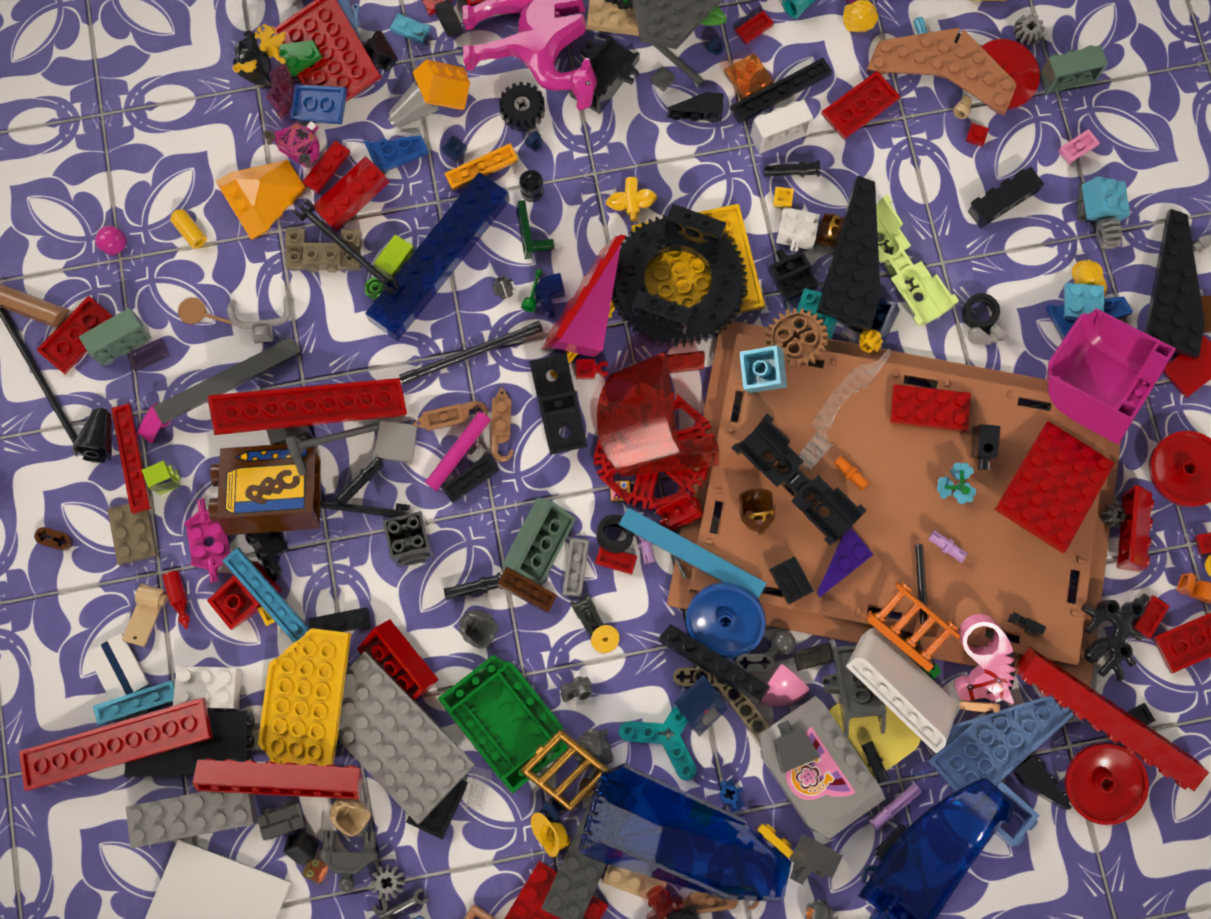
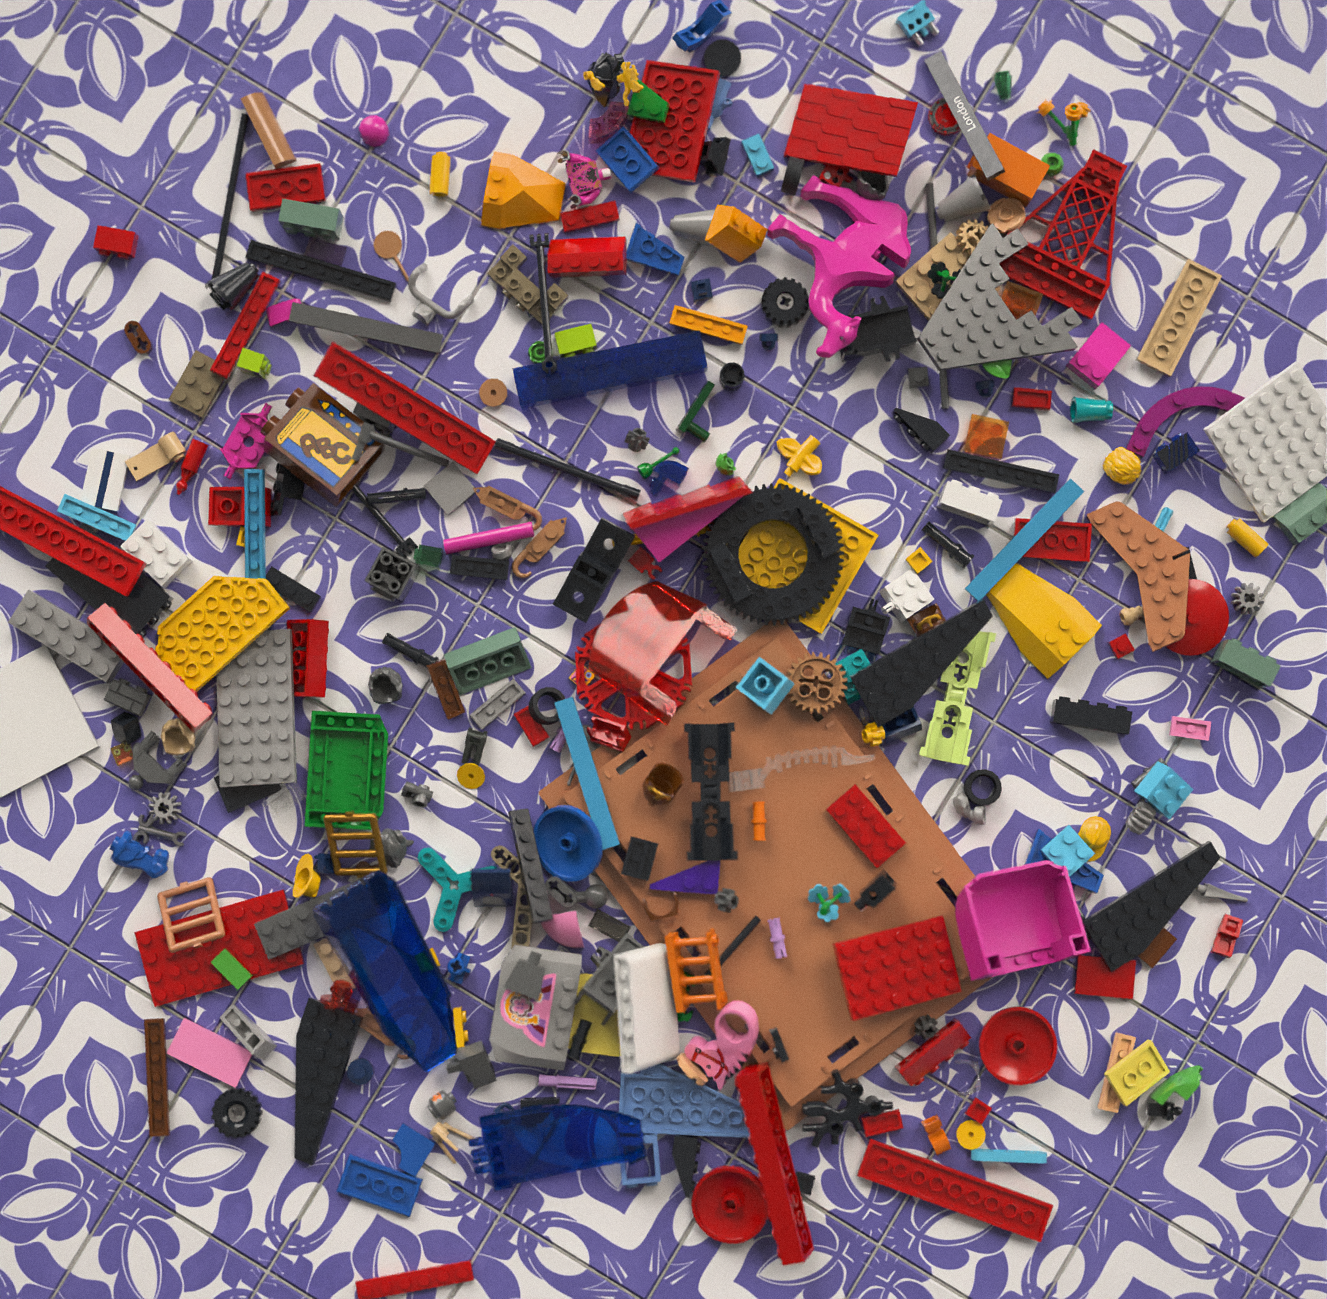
camera: 40 degrees right, 10 degrees up
(155, 371) = (320, 270): none -> black tile
(365, 346) = (493, 392): none -> medium nougat piece
(425, 503) = (428, 556): none -> clear green brick
(583, 250) = (725, 464): none -> bright green plate
(843, 119) = (1024, 540): none -> dark azure tile
(854, 597) = (674, 912): none -> reddish brown cap
(884, 552) = (726, 900): none -> dark grey gear
(904, 163) = (1041, 619): none -> yellow wedge
(1187, 524) = (977, 1087): none -> clear cap

